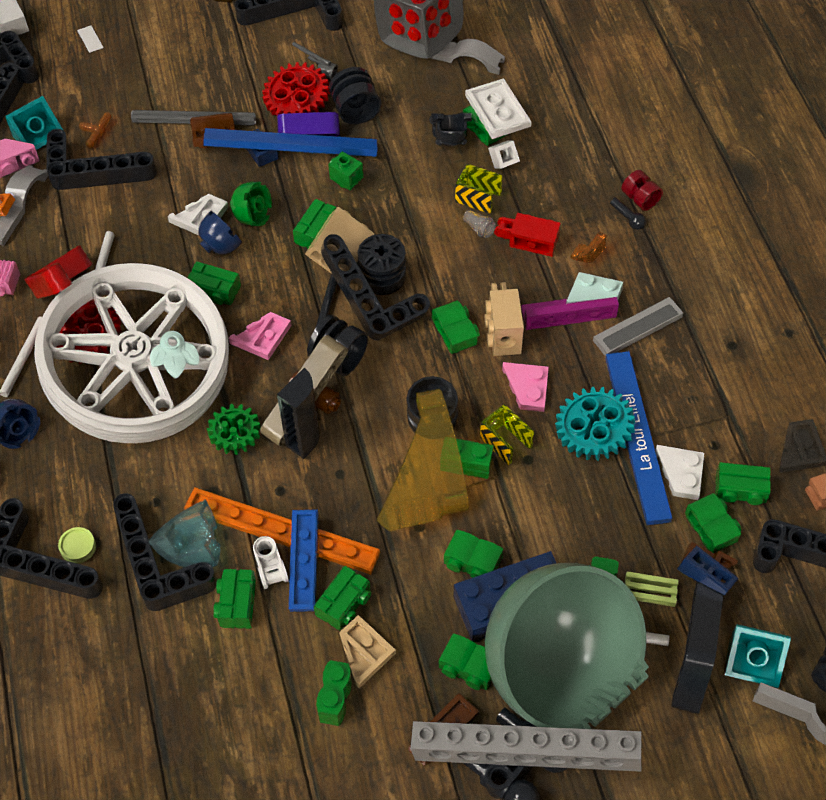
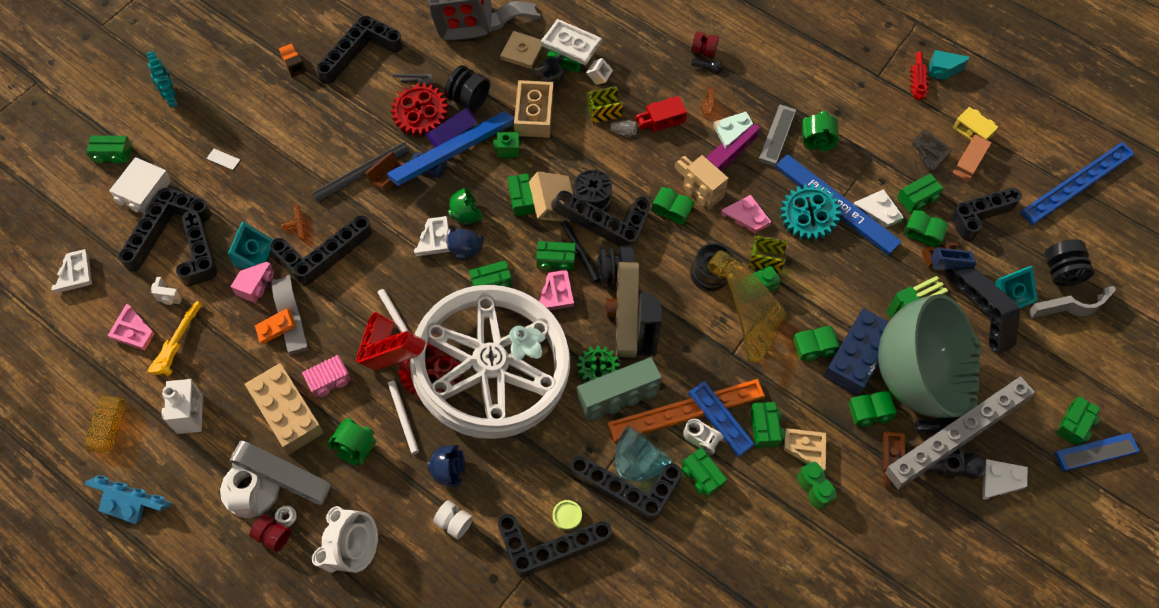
camera: 40 degrees left, 5 degrees up
(226, 460) = (618, 389): none -> sand green brick
(293, 301) = (555, 256): none -> green brick
(402, 152) = (534, 109): none -> tan brick
(447, 92) = (522, 50): none -> tan plate
(682, 348) = (820, 131): none -> green brick

